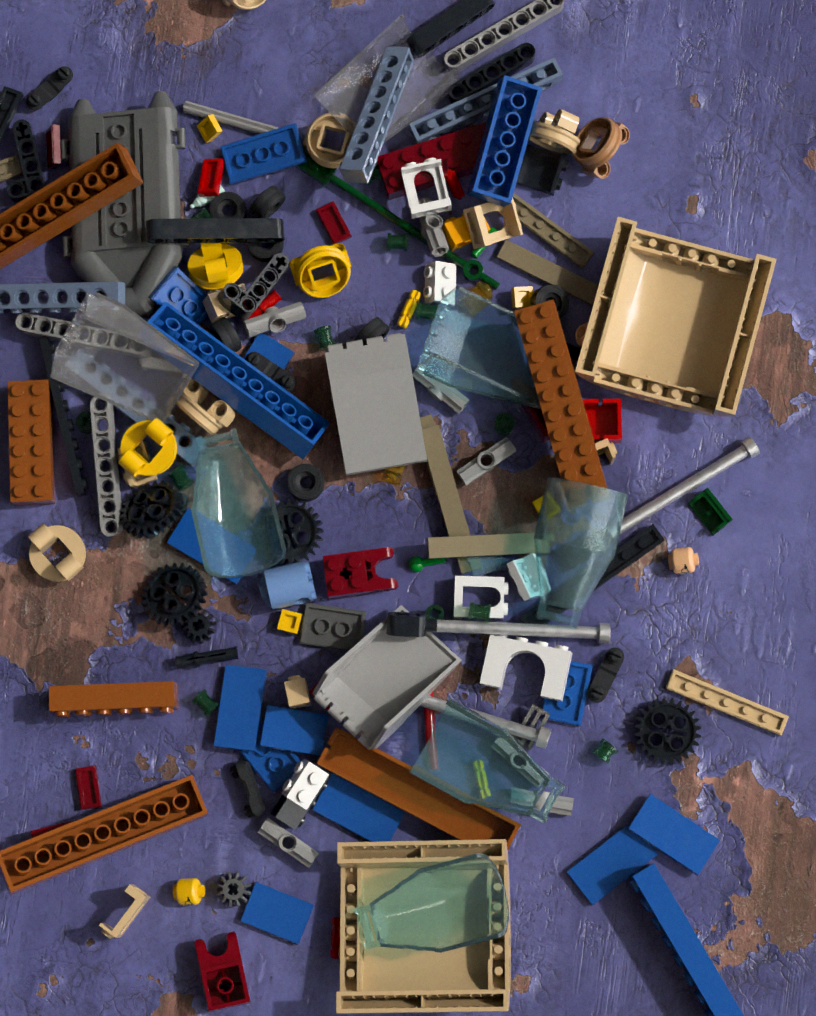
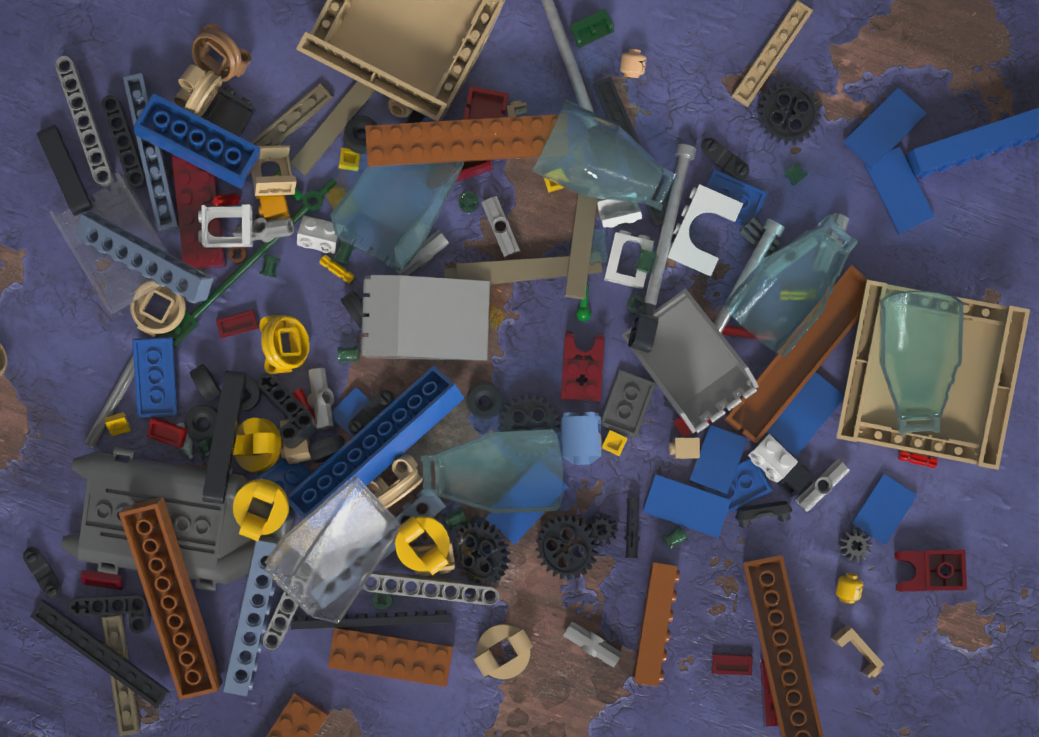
camera: 80 degrees left, 5 degrees up
(81, 641) = (592, 644): none -> light grey piece
(132, 276) = (253, 525): none -> yellow piece
(401, 202) = (237, 260): none -> reddish brown bush

